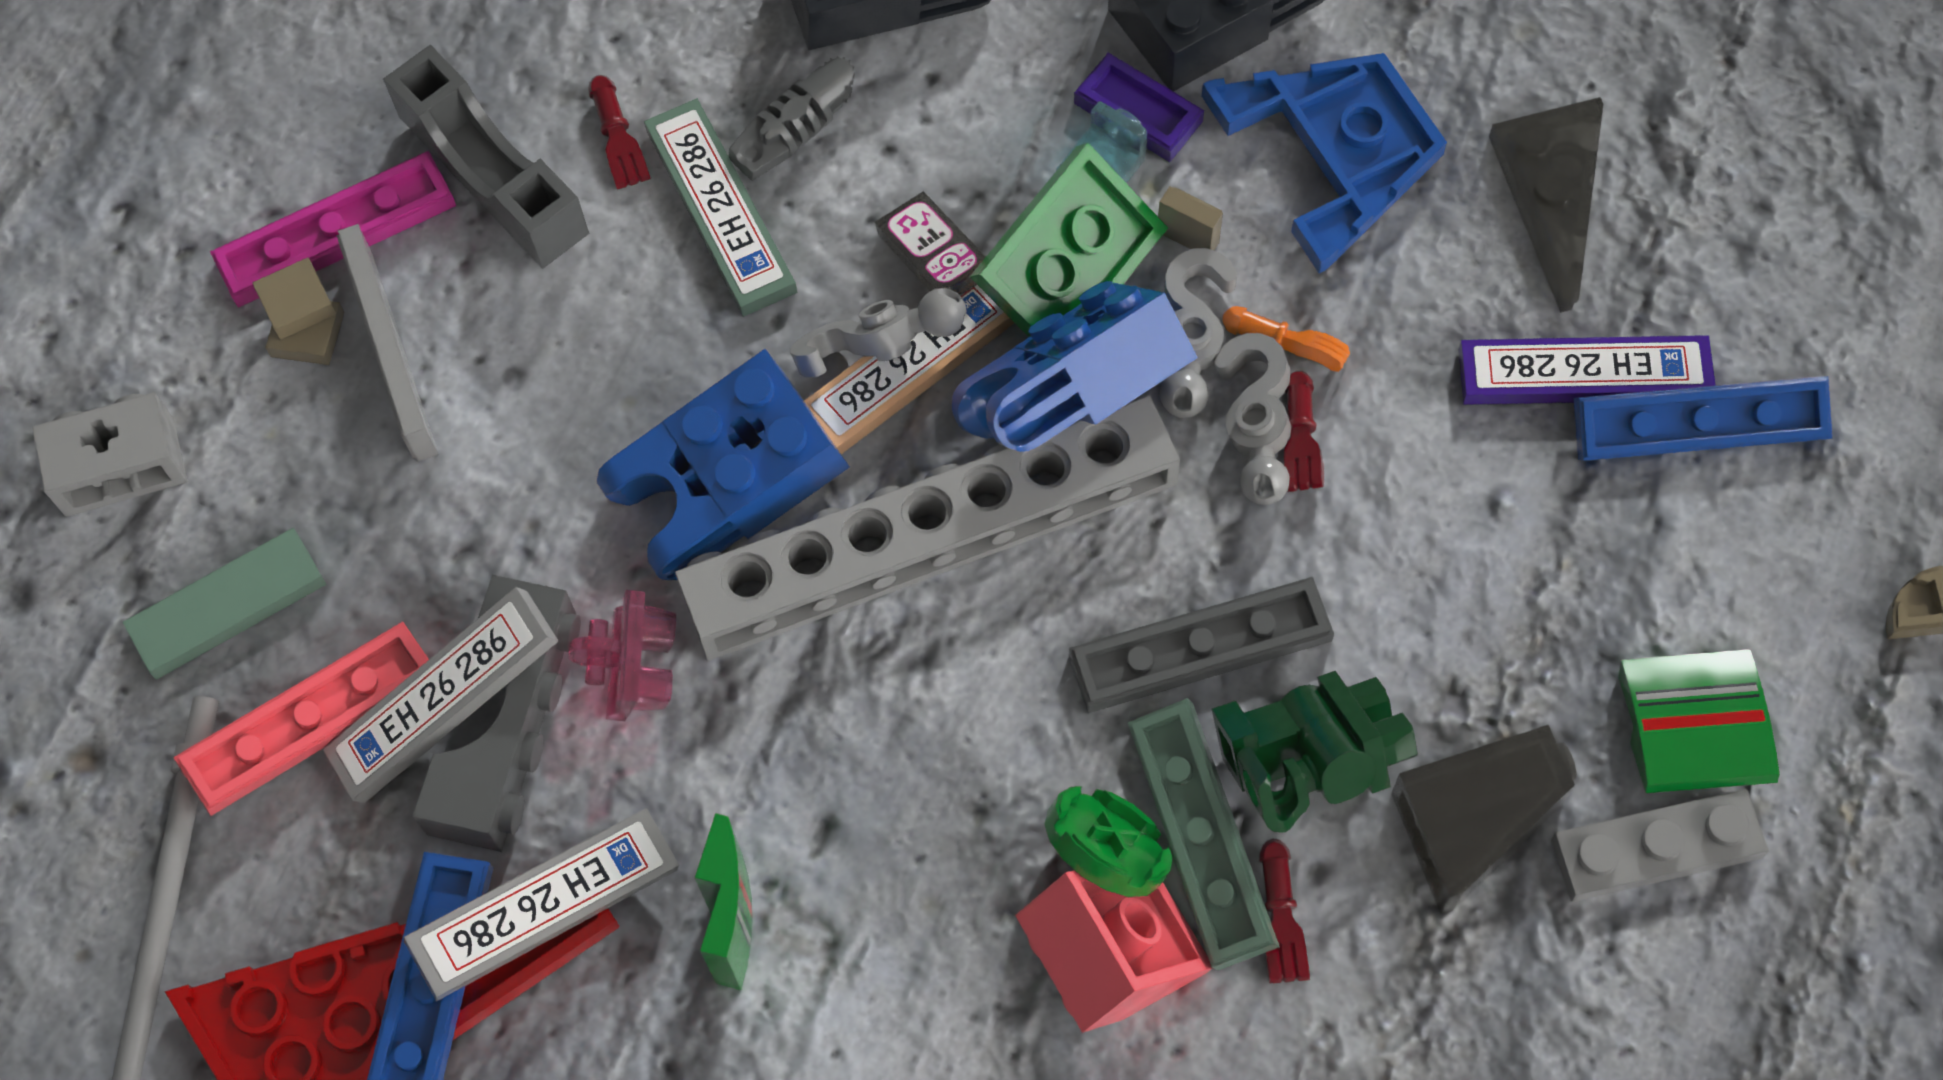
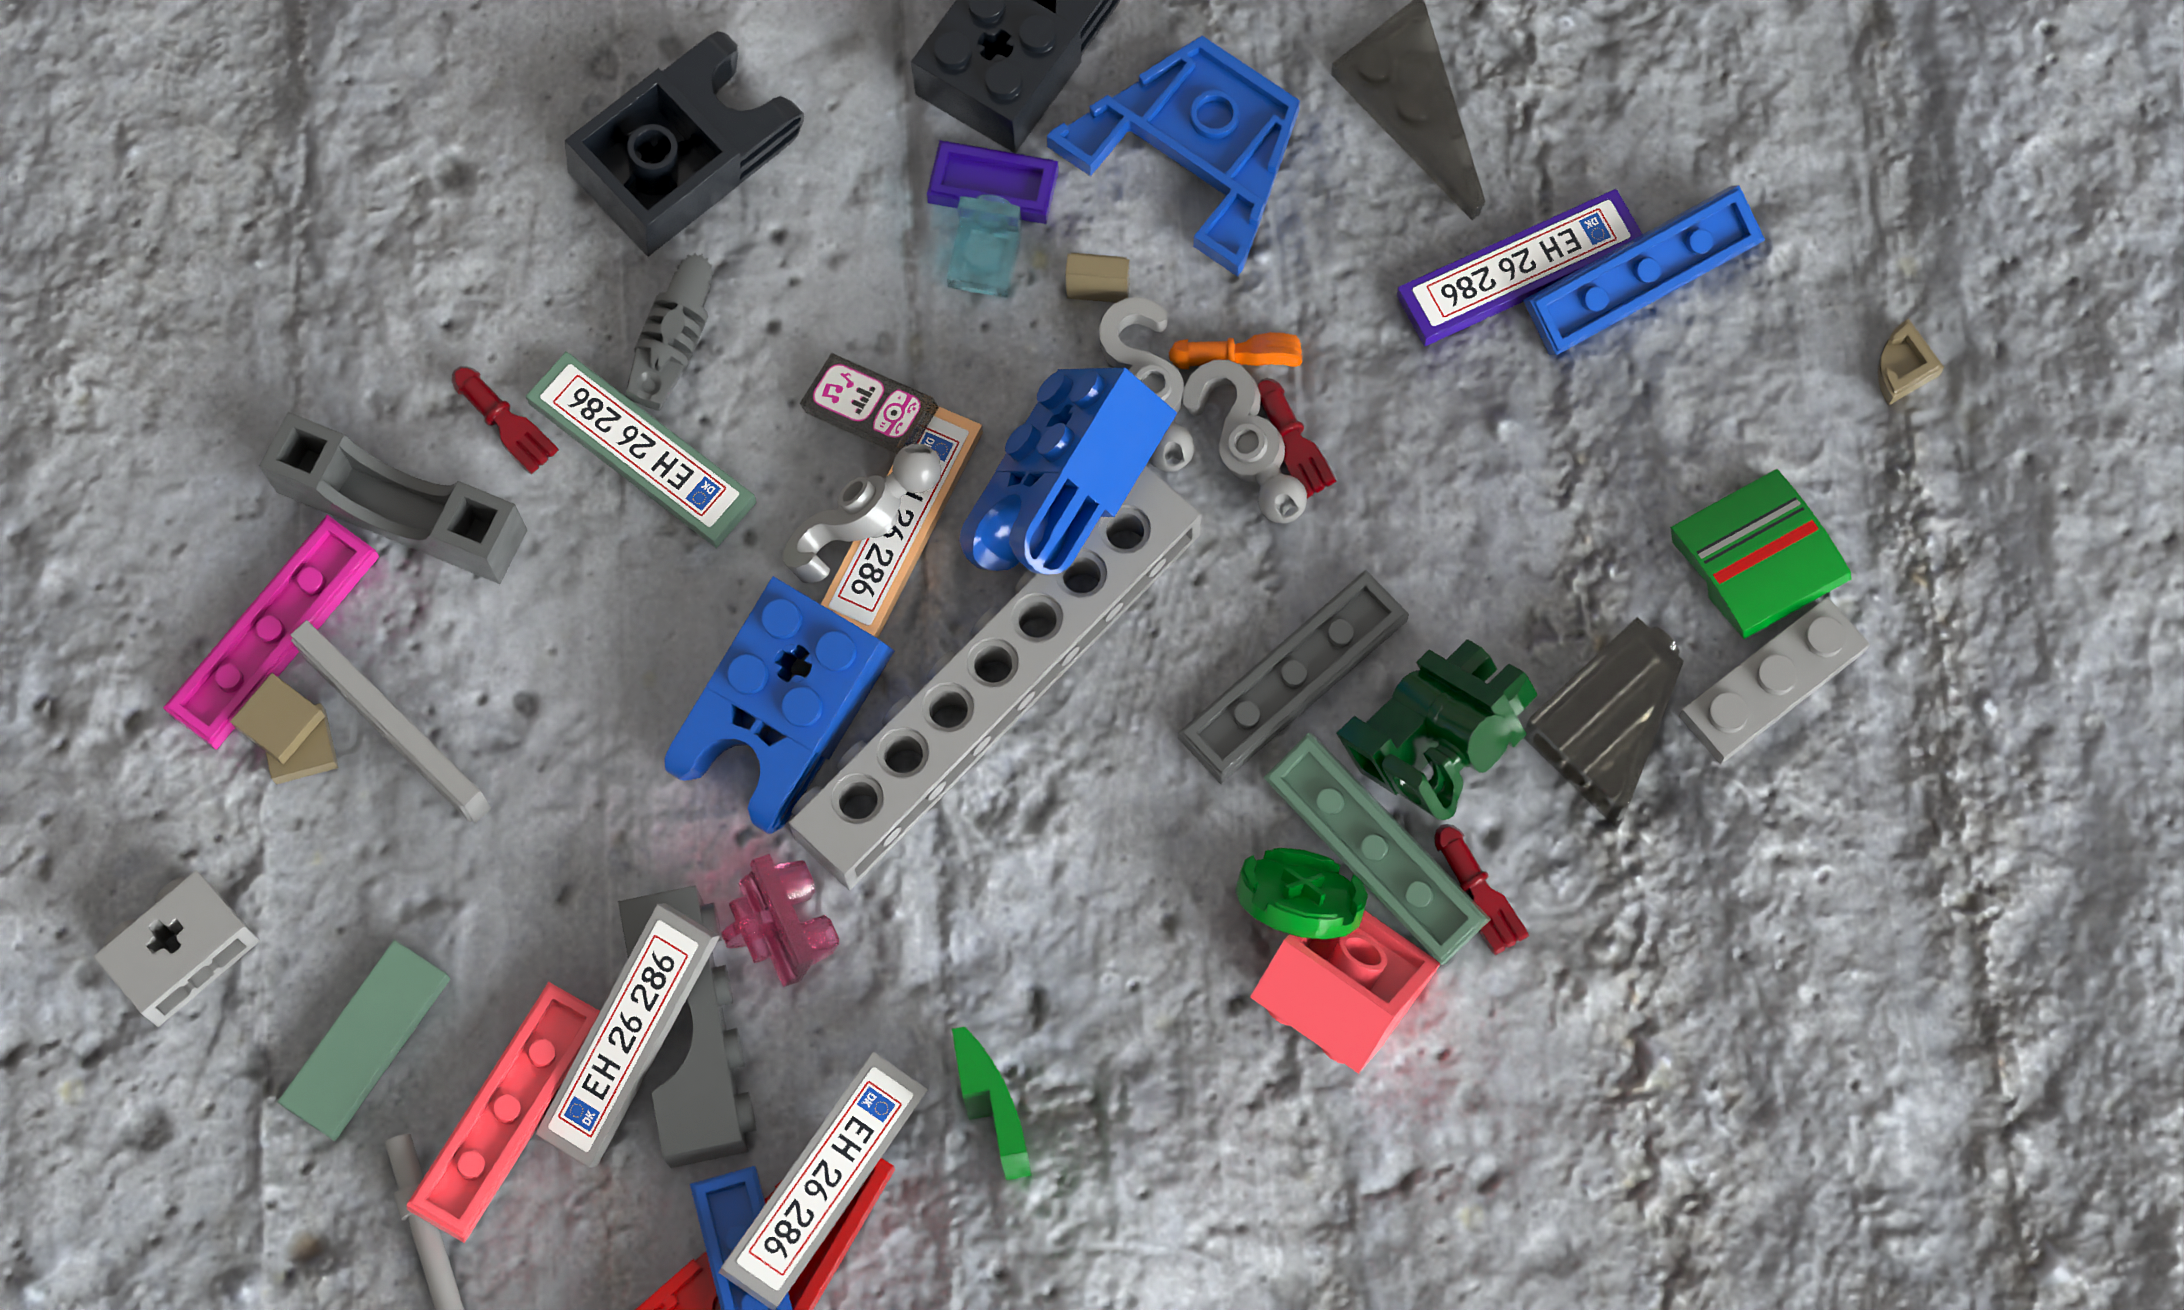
camera: 25 degrees left, 5 degrees up
(1069, 238) = (998, 348): plate -> none

